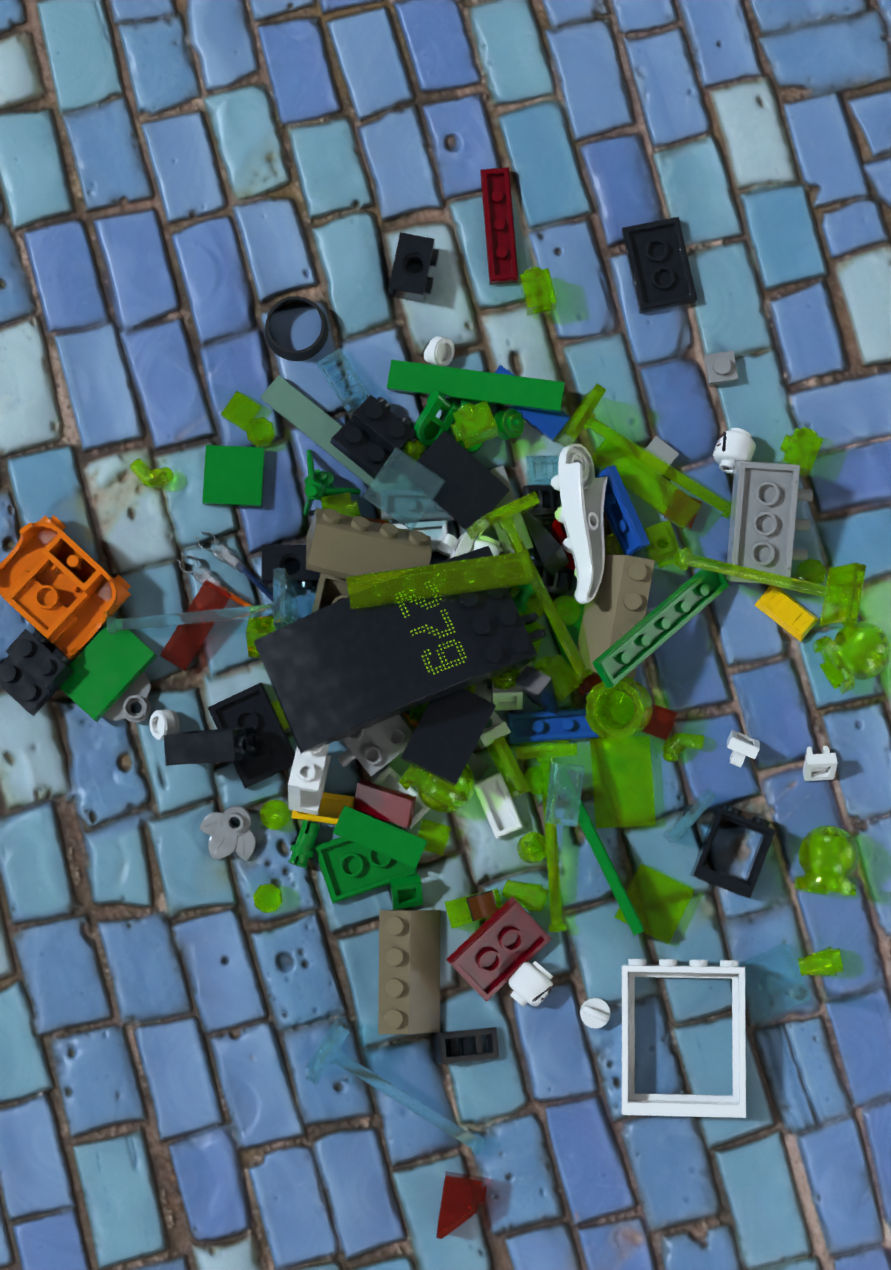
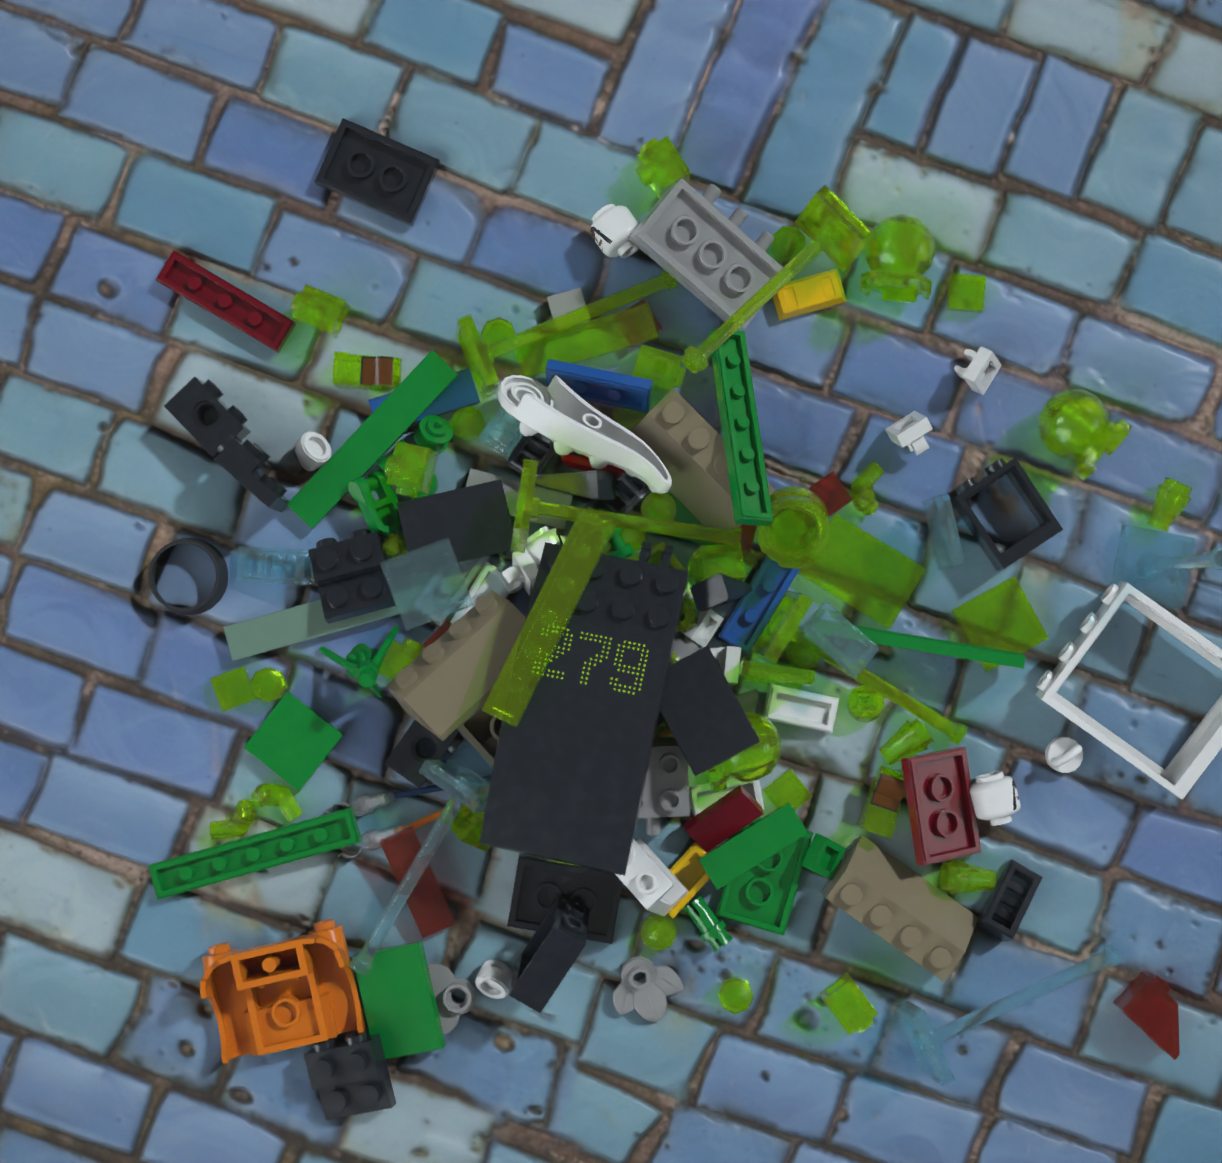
camera: 55 degrees left, 5 degrees up
(140, 502) = (255, 853): none -> green tile
(188, 490) = (278, 796): none -> clear neon green arm
(316, 981) = (849, 1004): none -> clear neon green brick
(399, 317) = (250, 467): none -> black plate
(460, 1002) = (963, 877): none -> clear neon green cone
(518, 349) = (366, 371): none -> clear neon green leg
(532, 442) = (468, 423): none -> clear neon green tile
(609, 417) = (496, 330): none -> clear neon green tile
(720, 368) = (523, 185): light grey plate -> none
(866, 719) = (966, 293): none -> clear neon green tile

